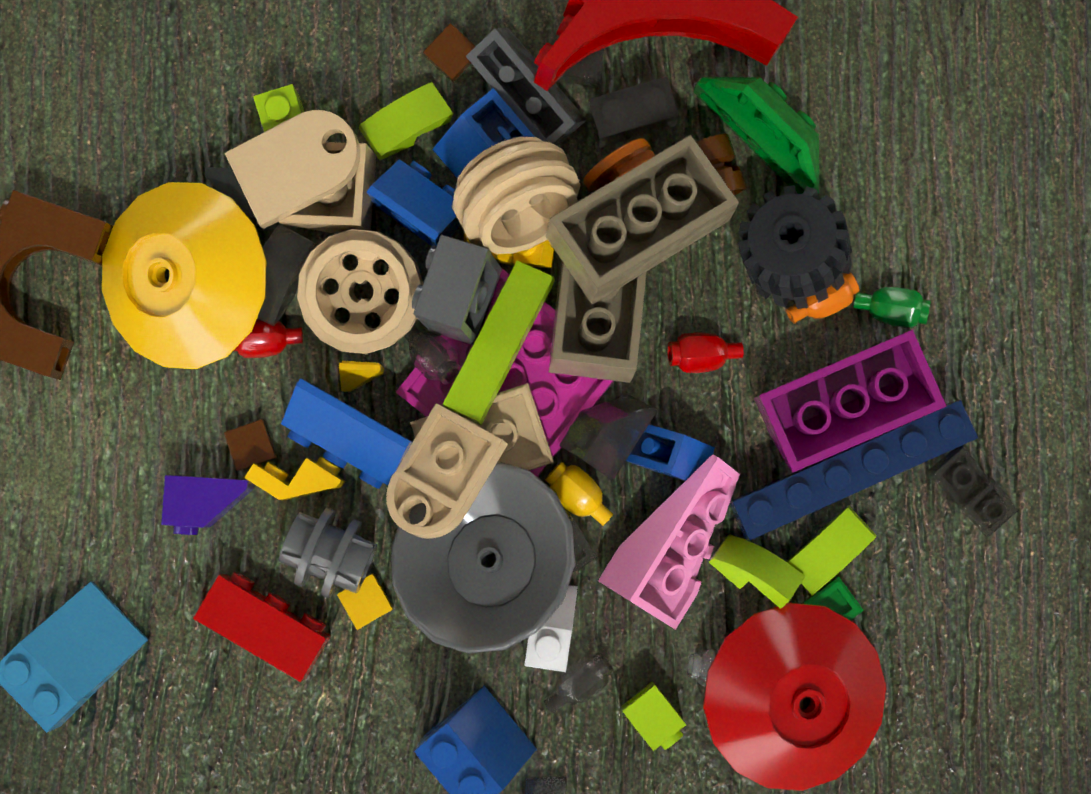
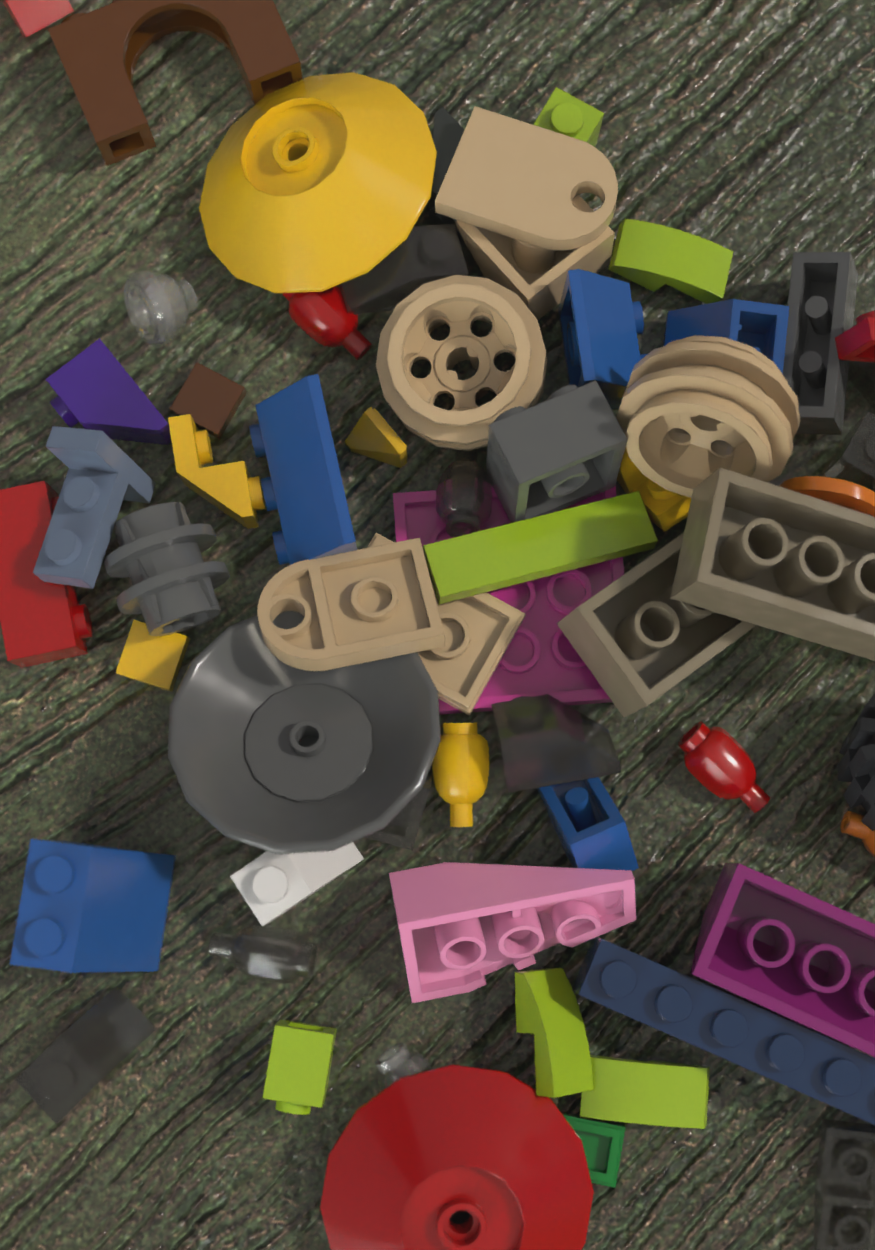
camera: 40 degrees right, 5 degrees down
(172, 425) = (158, 305): none -> clear brick
(256, 565) = (88, 504): none -> sand blue bracket
(449, 52) = (774, 242): reddish brown tile -> none

